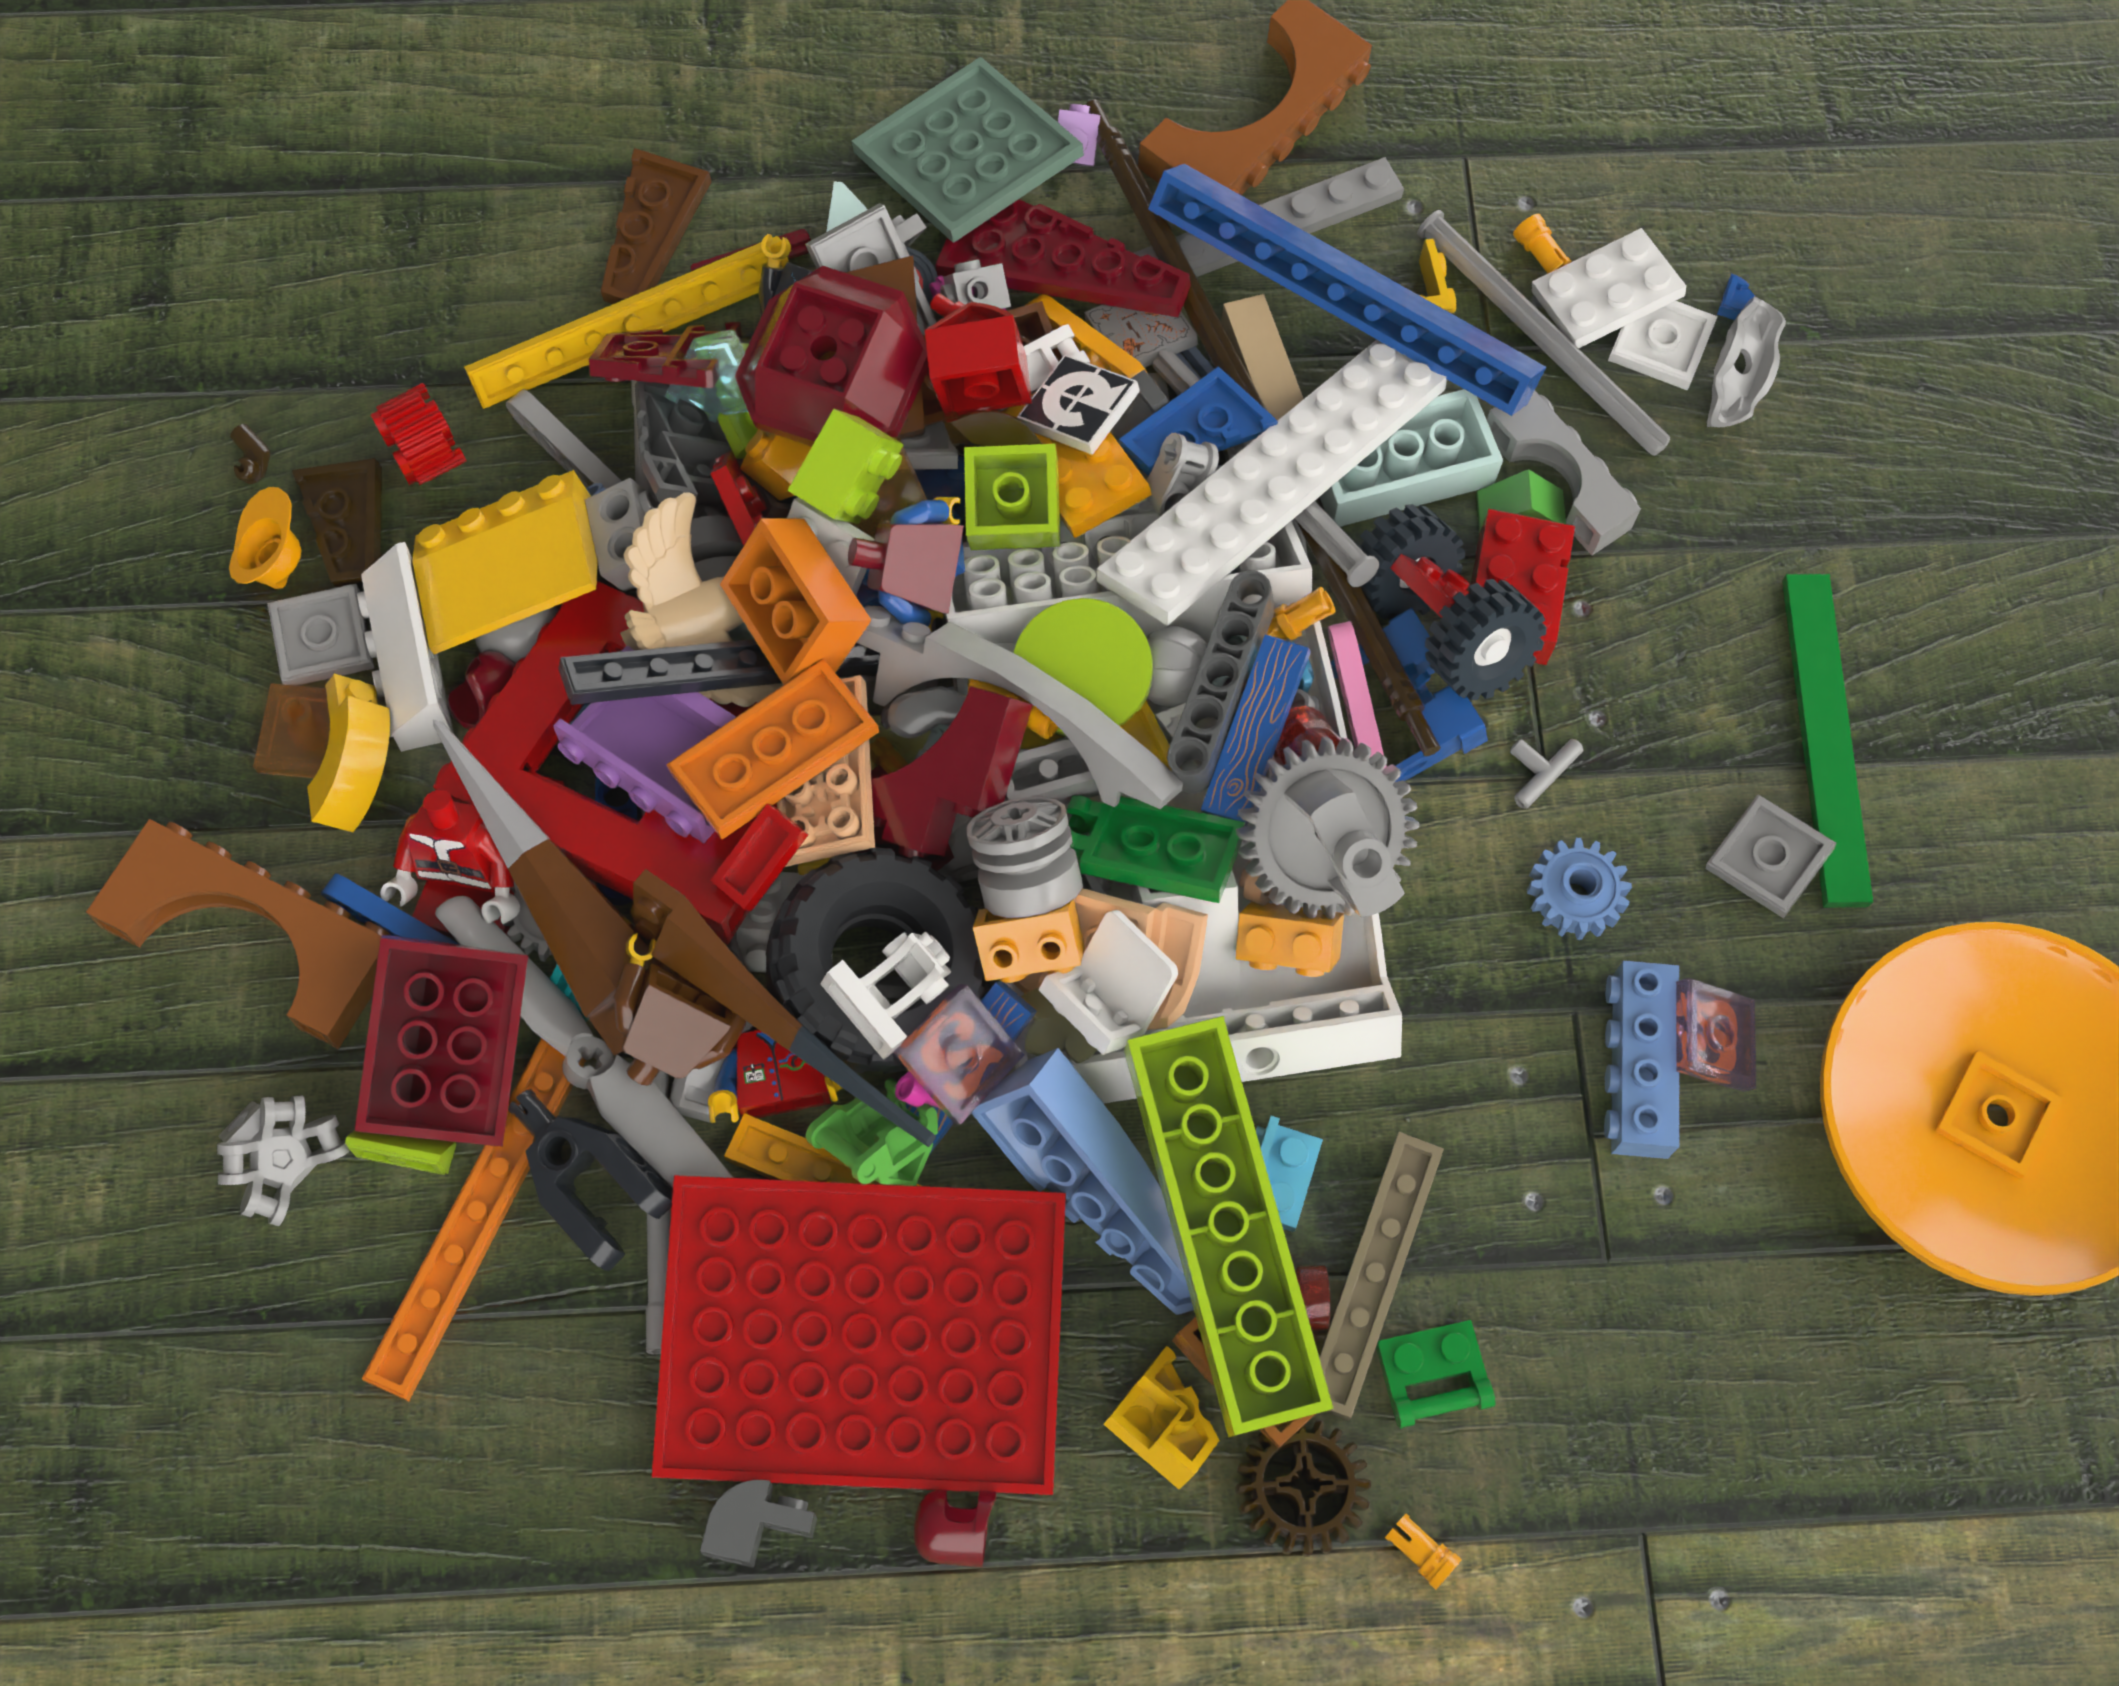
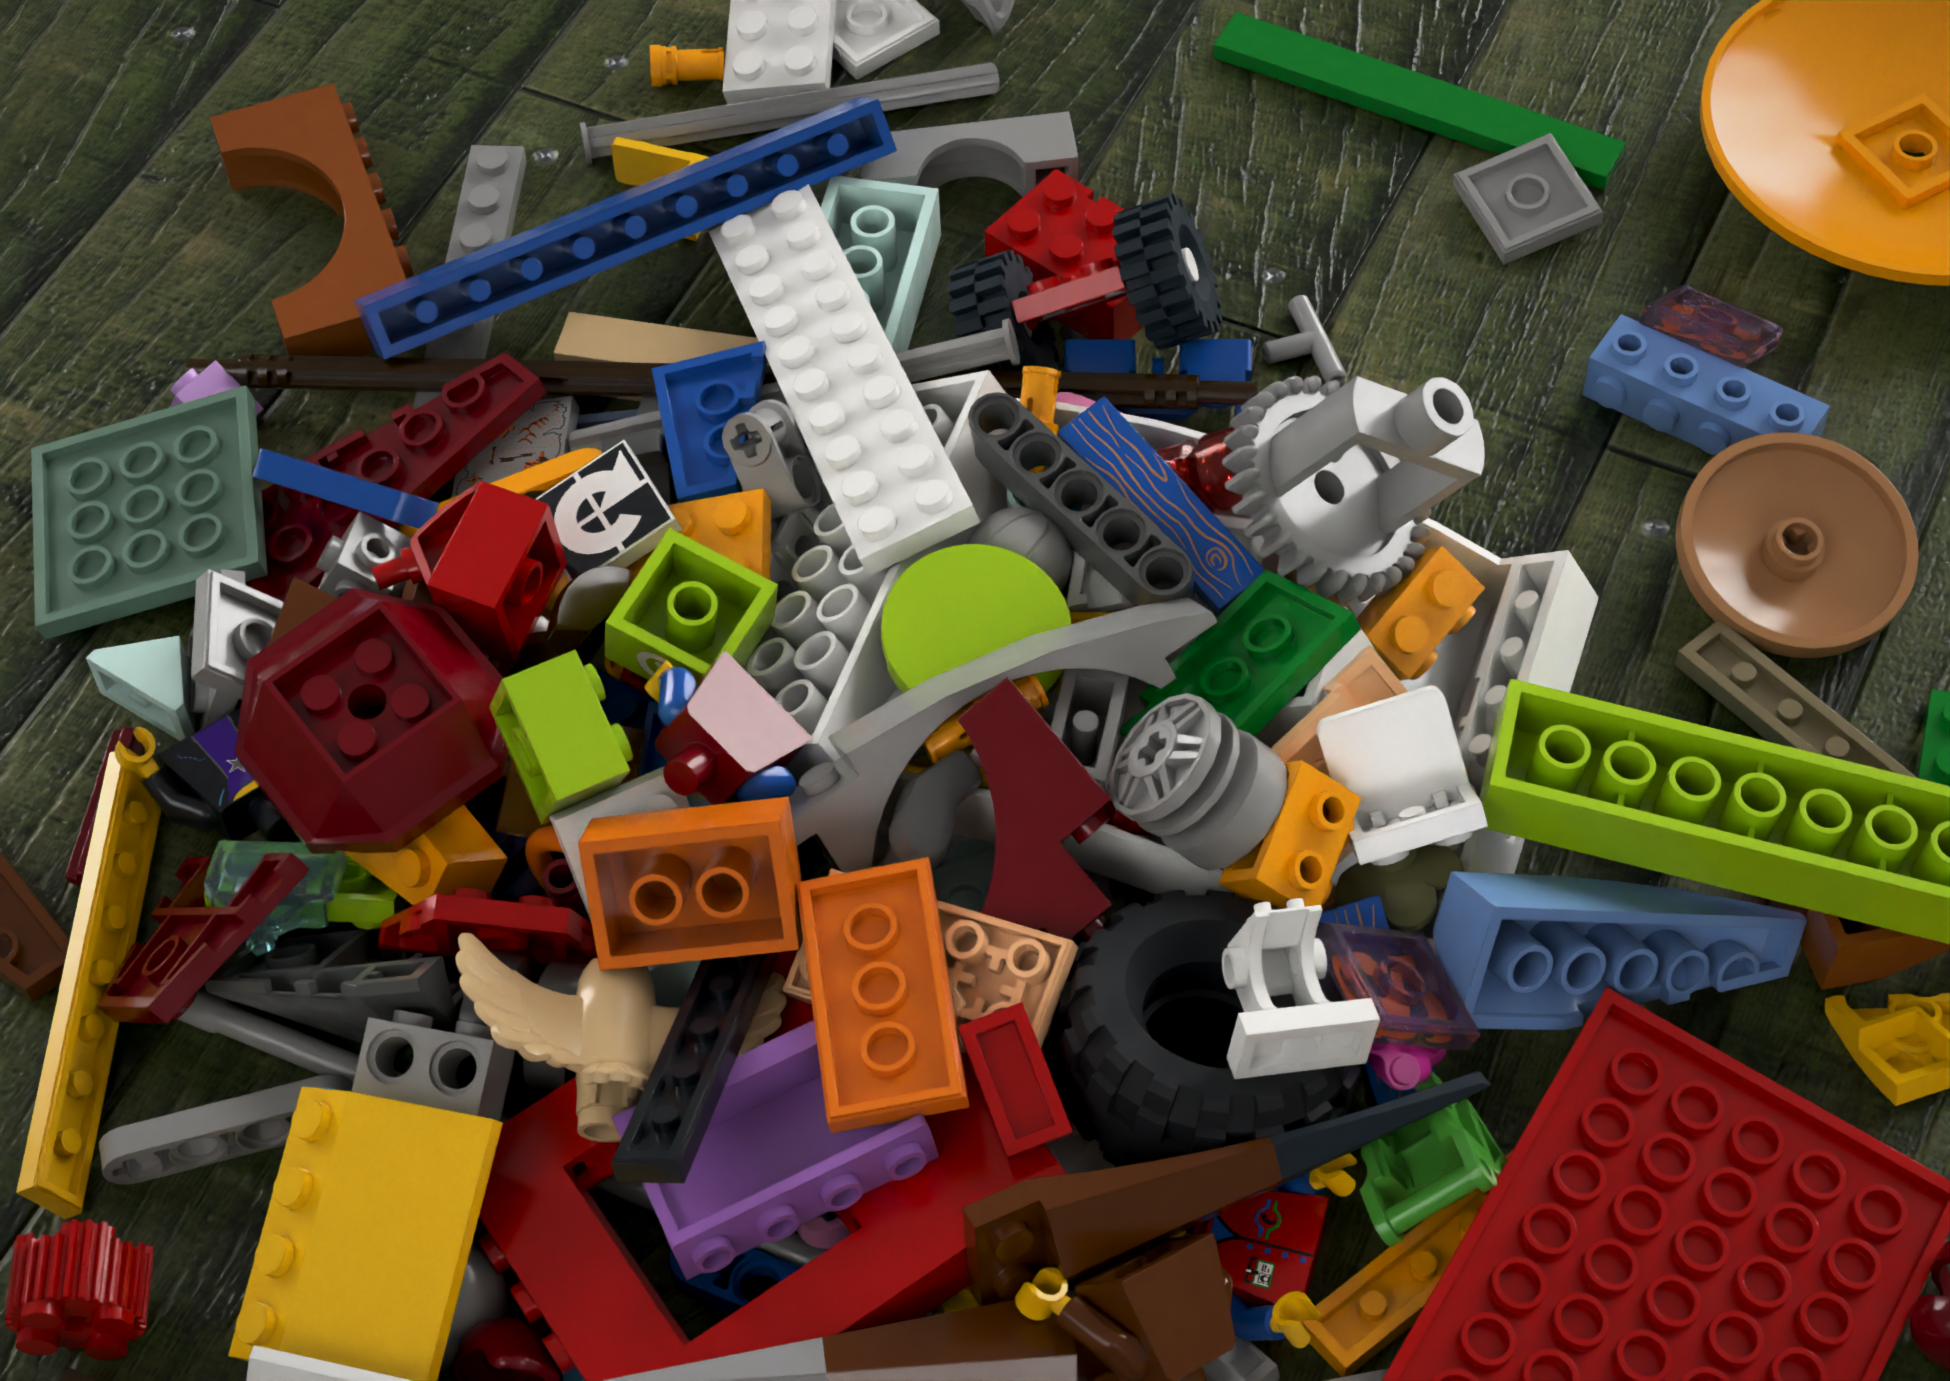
camera: 55 degrees left, 15 degrees down
(1023, 247) = (344, 489): none -> blue beam
(1522, 495) = (973, 210): bright green slope -> none
(1537, 1174) = (1797, 544): none -> medium nougat dish
(1586, 868) = (1482, 361): medium blue gear -> none

